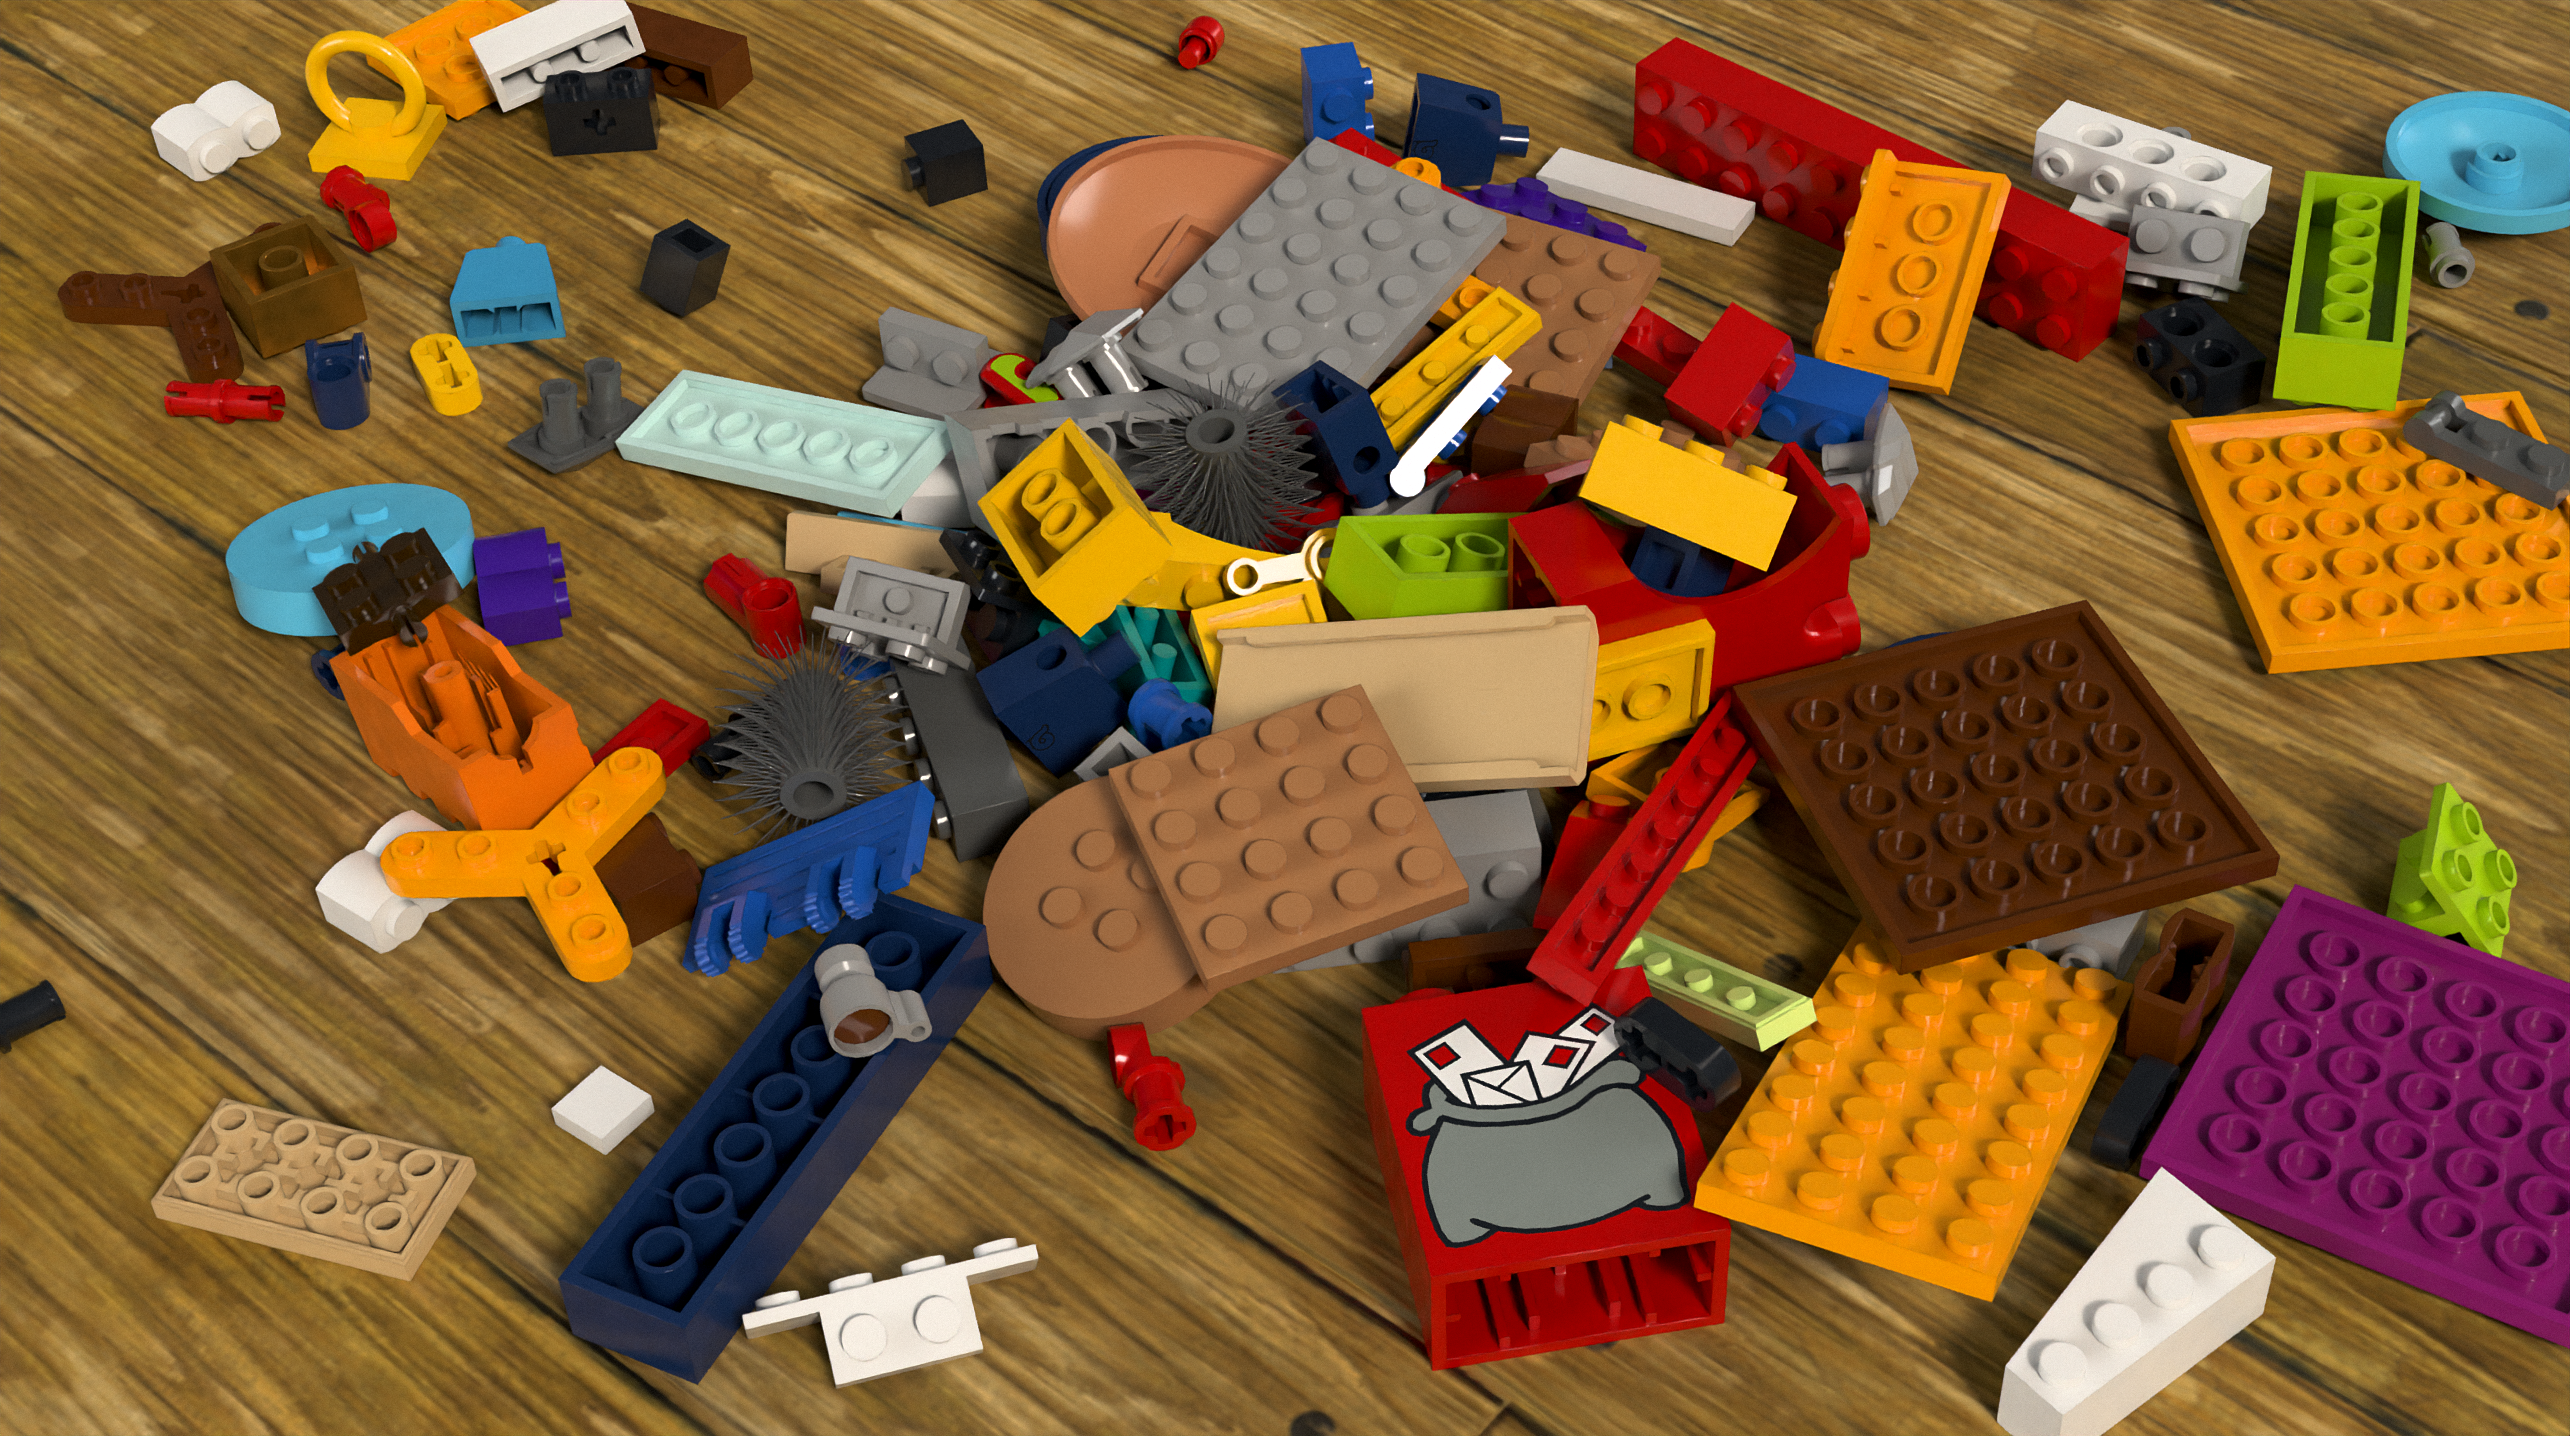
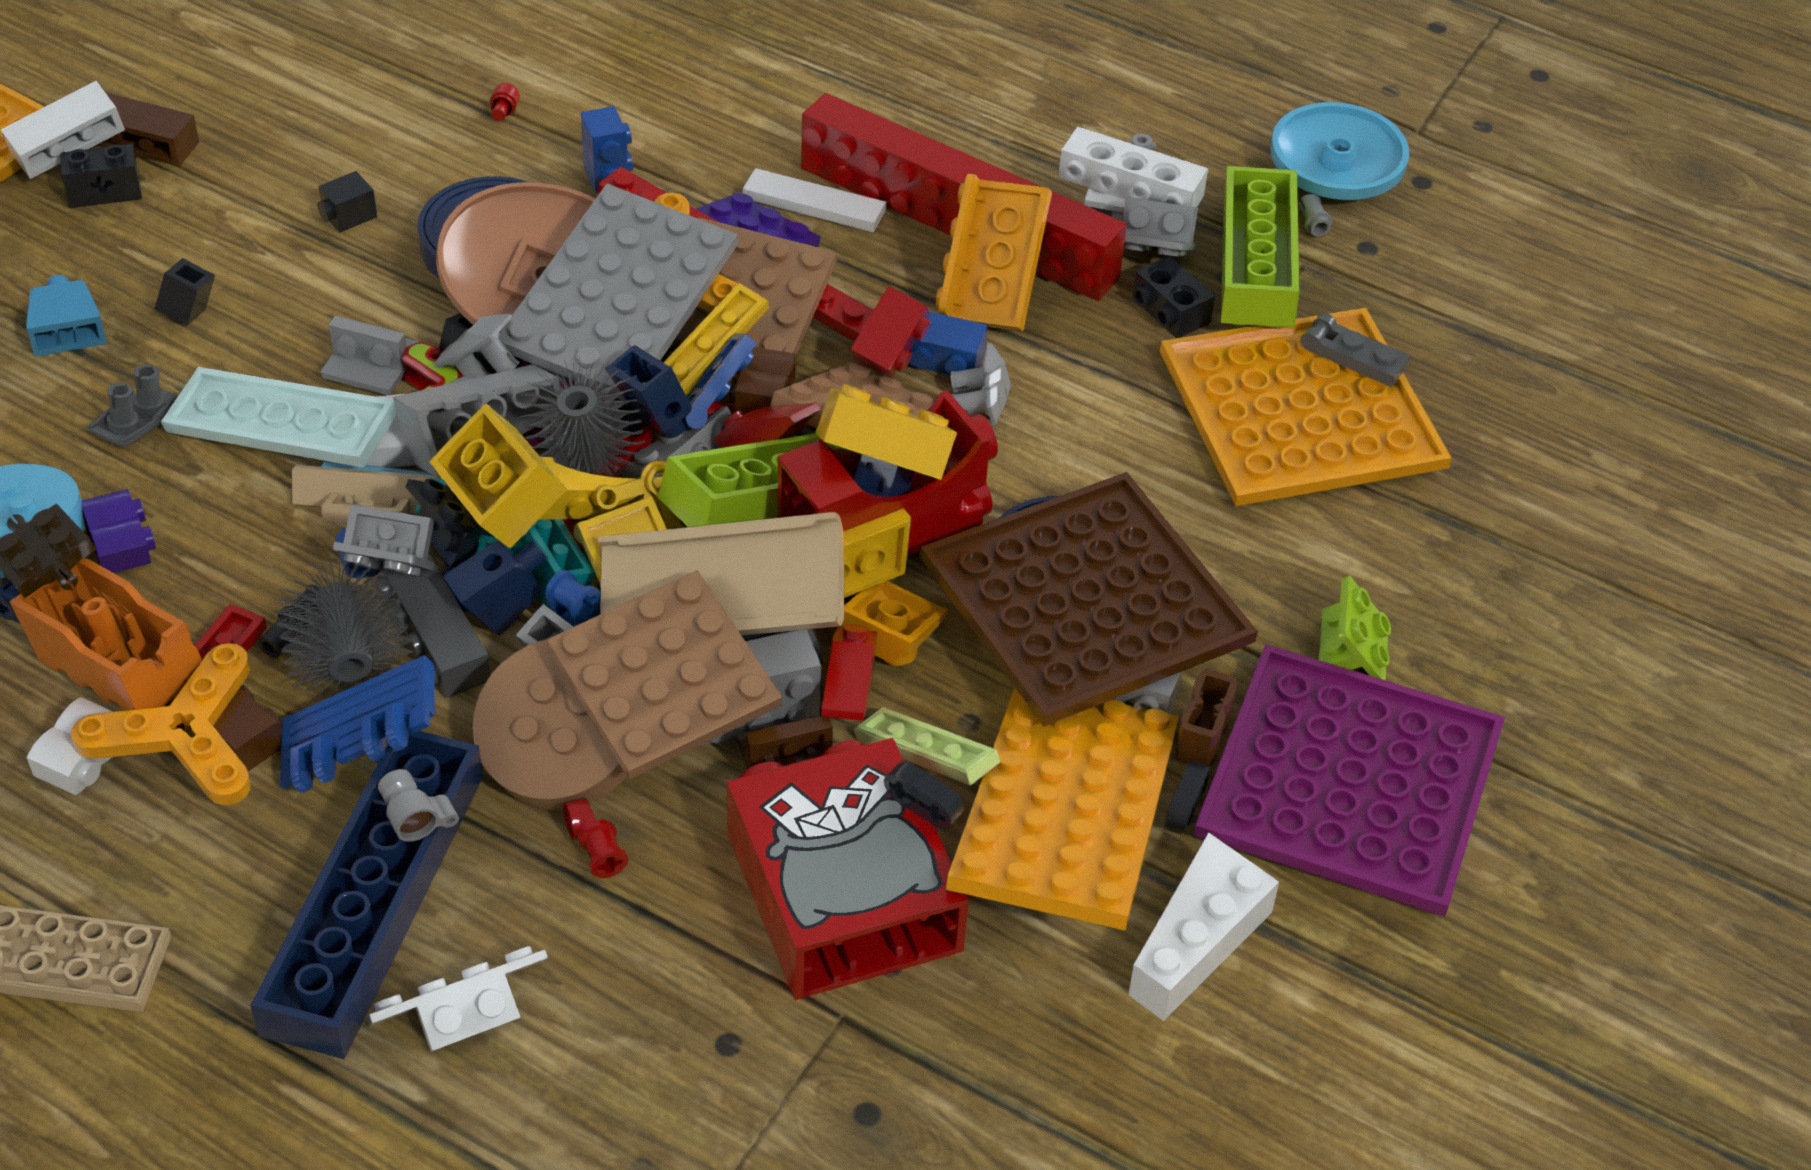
camera: 15 degrees left, 5 degrees up
(439, 377) = (36, 375): yellow beam -> none
(603, 1110) = (247, 887): white tile -> none
(757, 604) = (281, 531): red piece -> none
(1460, 130) = (688, 163): dark blue torso -> none
(1647, 857) = (886, 665): red plate -> none

